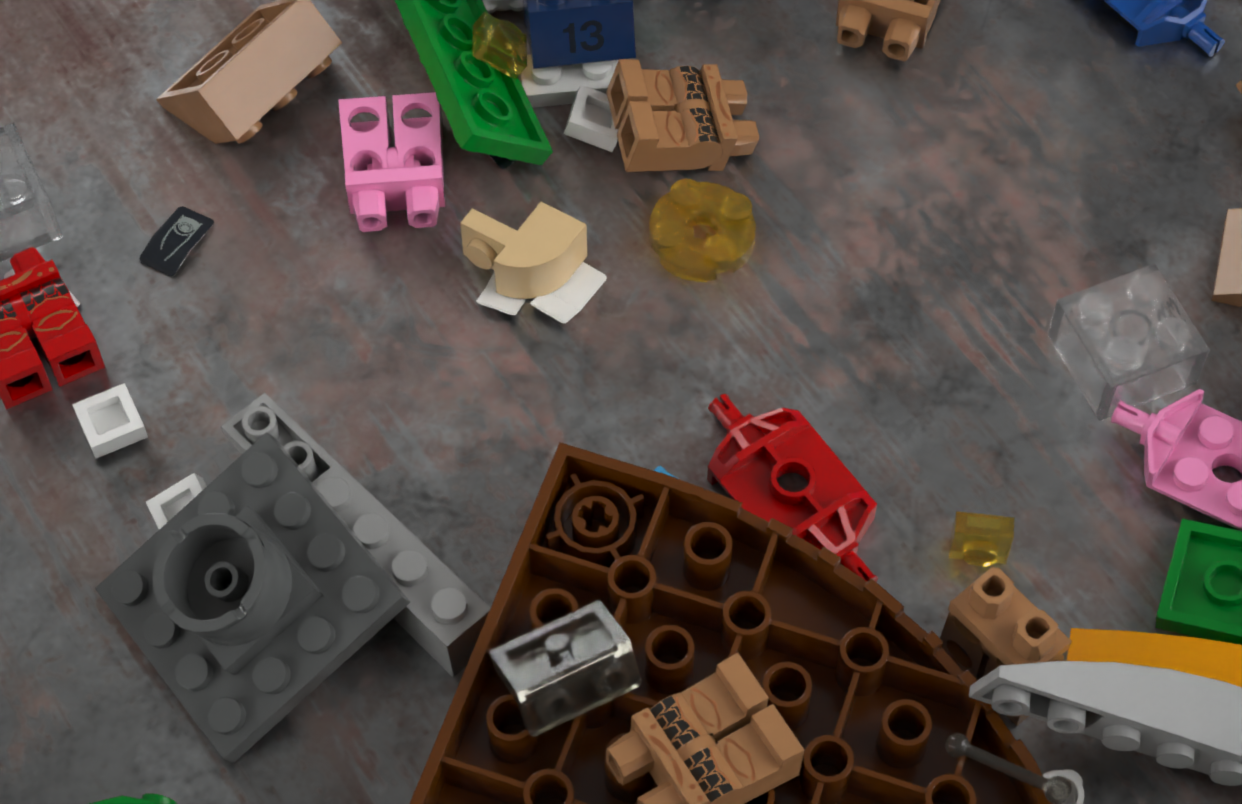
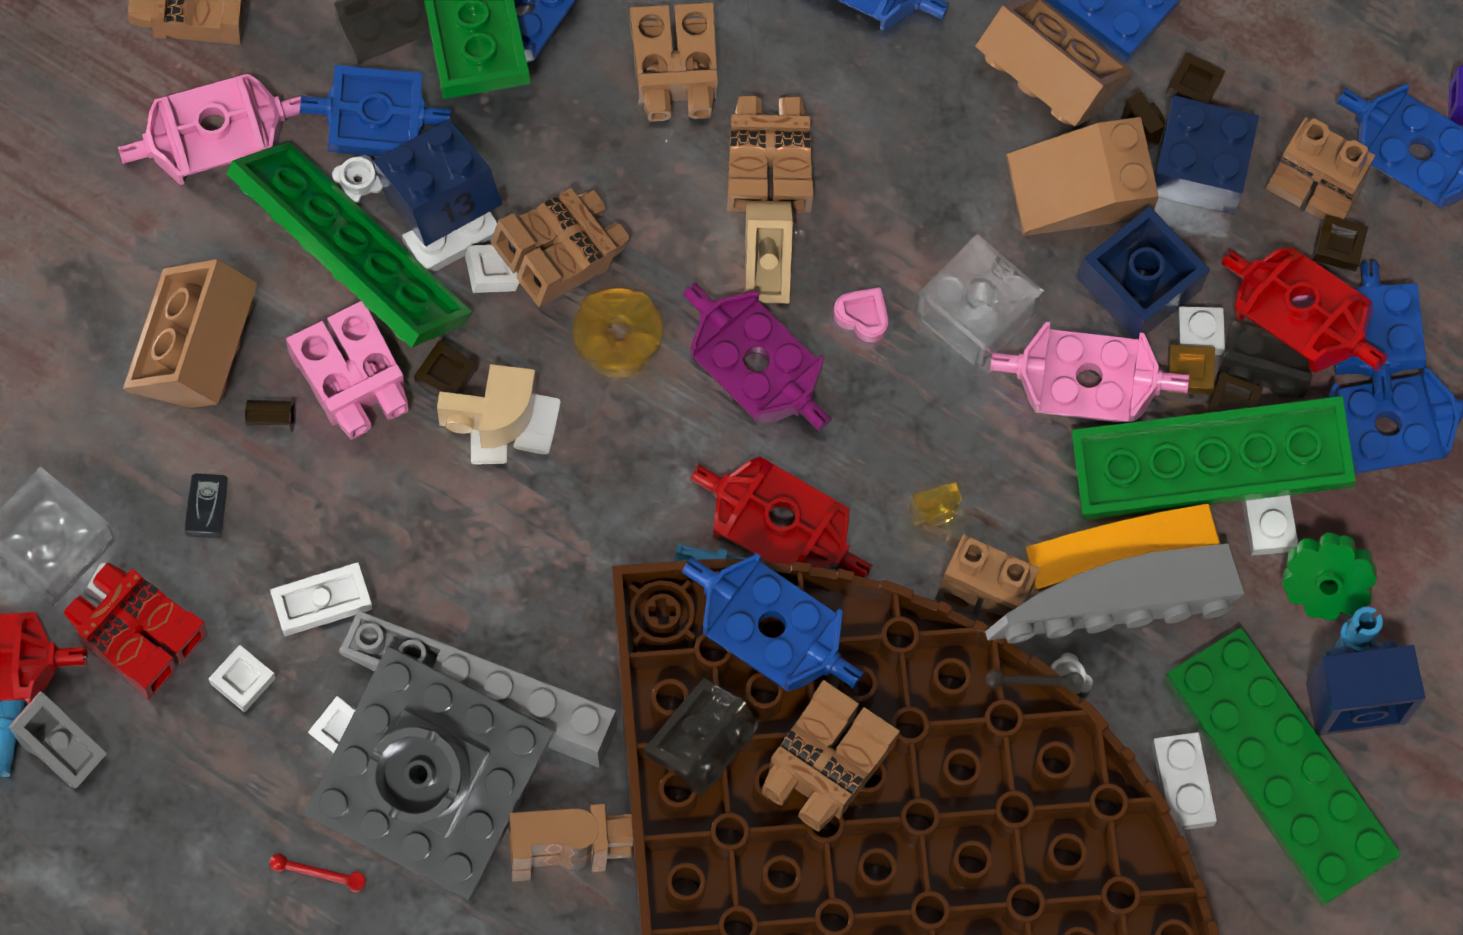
camera: 30 degrees left, 10 degrees up
(112, 686) = (354, 881): none -> red hinge
(238, 373) = (321, 599): none -> white plate
(291, 174) = (271, 413): none -> dark brown piece
(356, 729) = (567, 839): none -> medium nougat hips
(495, 196) = (445, 370): none -> dark brown plate
(500, 45) = (388, 236): clear yellow plate -> none
(698, 529) = (749, 593): none -> blue plate
(842, 273) = (742, 327): none -> magenta plate
(906, 207) = (768, 250): none -> tan slope
(953, 99) = (773, 142): none -> medium nougat hips
(988, 311) = (864, 313): none -> bright pink tile

